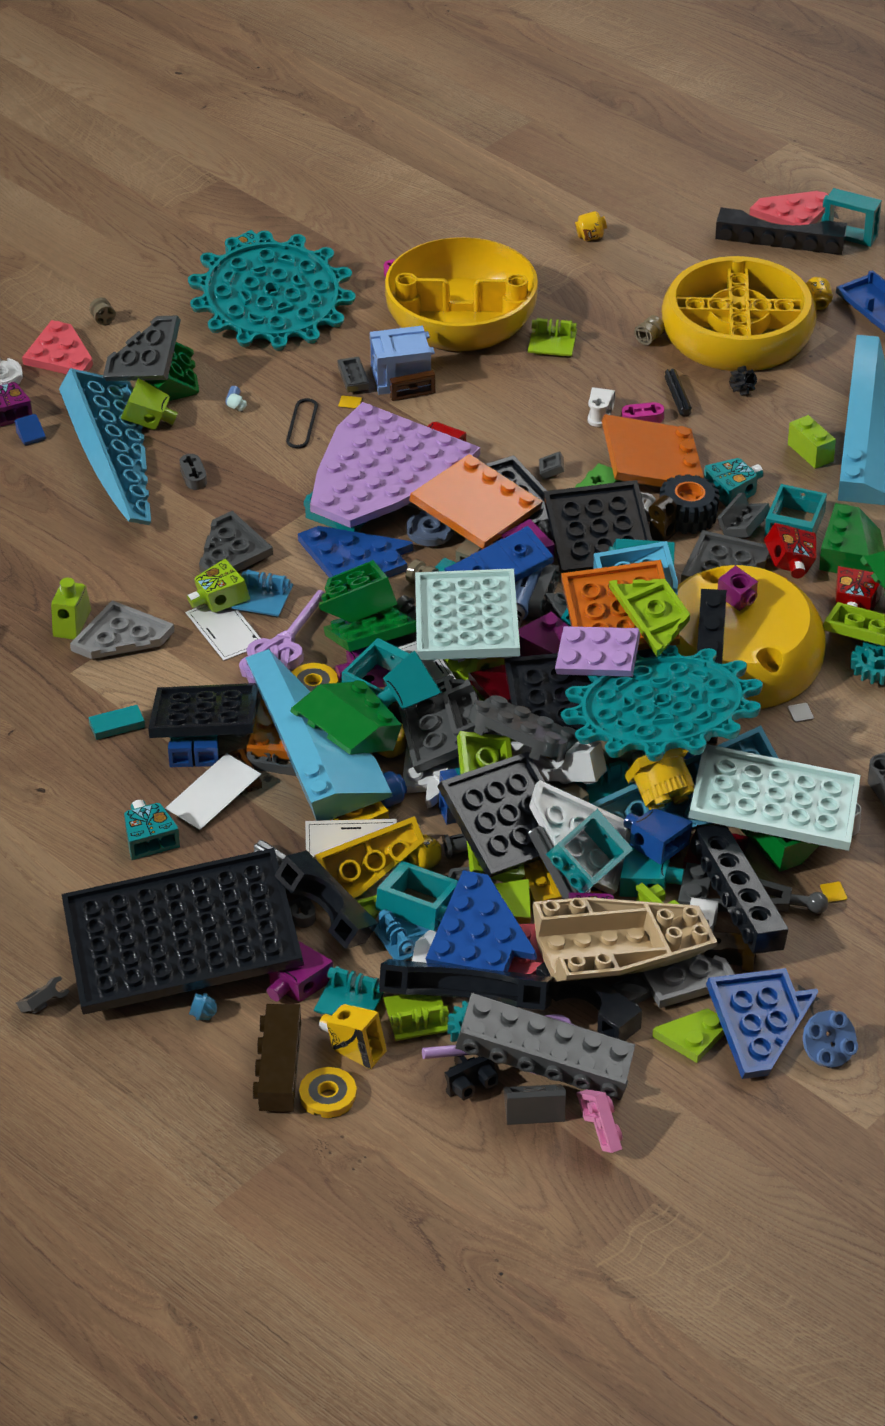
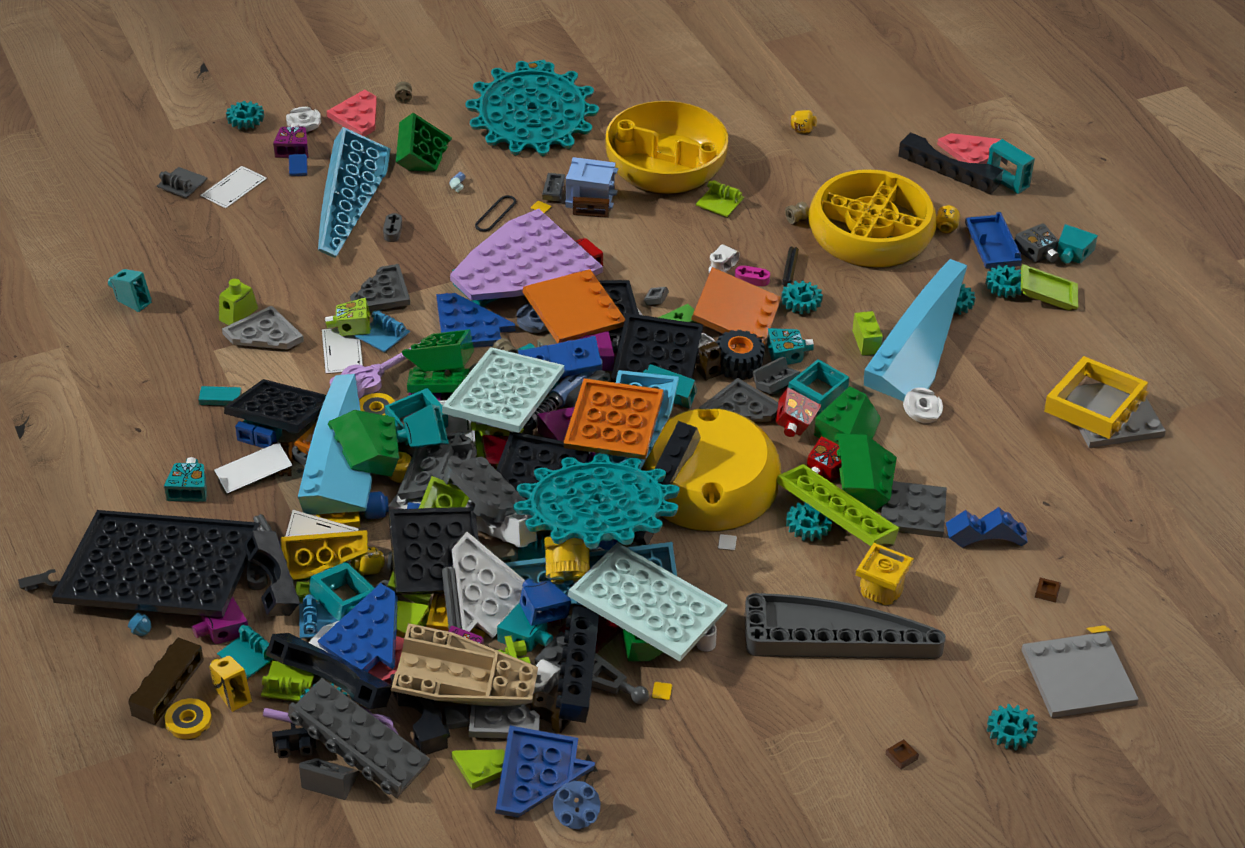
camera: 20 degrees right, 0 degrees up
(146, 353) = (402, 129): dark grey plate -> none
(148, 406) = (387, 170): lime torso -> none
(597, 651) = (575, 446): lavender plate -> none
(598, 1108) = (364, 798): bright pink plate -> none
(613, 846) = (498, 590): teal window -> none
(653, 610) = (633, 427): lime wing -> none
(714, 422) = (801, 297): none -> teal gear
(740, 588) = (715, 429): magenta brick -> none
(743, 380) = (844, 270): black gear -> none

